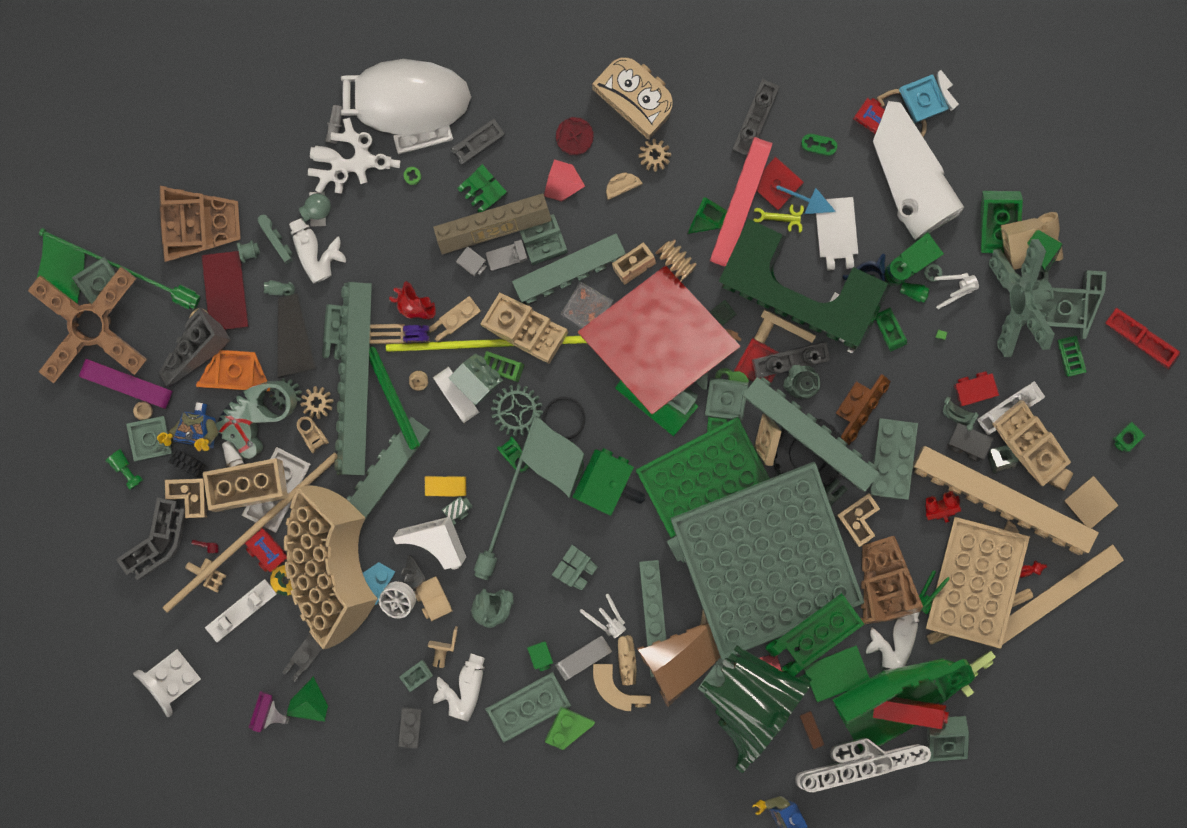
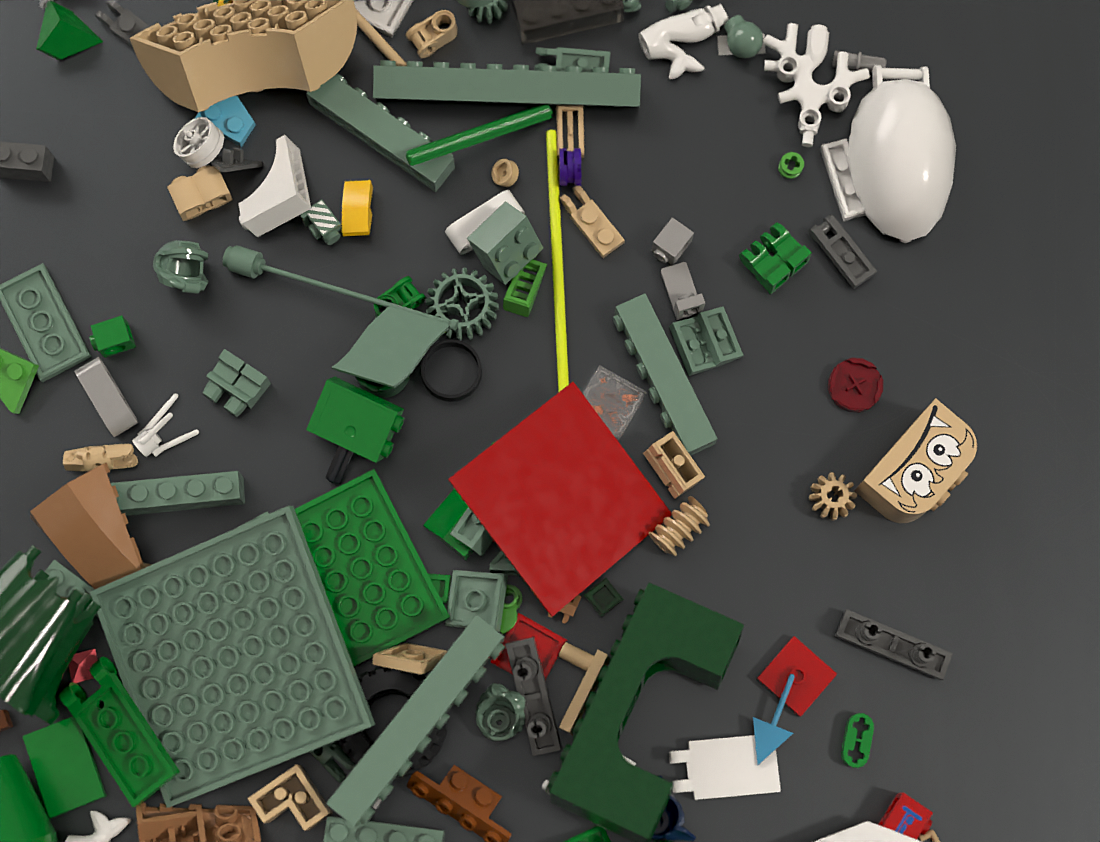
camera: 85 degrees right, 10 degrees down
(311, 398) = (484, 36): tan gear -> none
(411, 305) = (612, 161): red helmet -> none
(416, 675) = (95, 170): sand green slope -> none
(441, 649) = (130, 205): tan bracket -> none
(469, 685) = (77, 240): white piece -> none
(492, 223) = (727, 268): dark tan brick -> none
(524, 328) = (579, 313): tan slope -> none
(562, 181) = (790, 365): coral slope -> none
(604, 683) = (51, 436): tan arch -> none
(621, 183) = (788, 450): tan tile -> none
(708, 217) = (744, 574): green slope -> none
(741, 201) = (776, 622): coral beam -> none
(794, 218) = (745, 702): neon yellow bar -> none

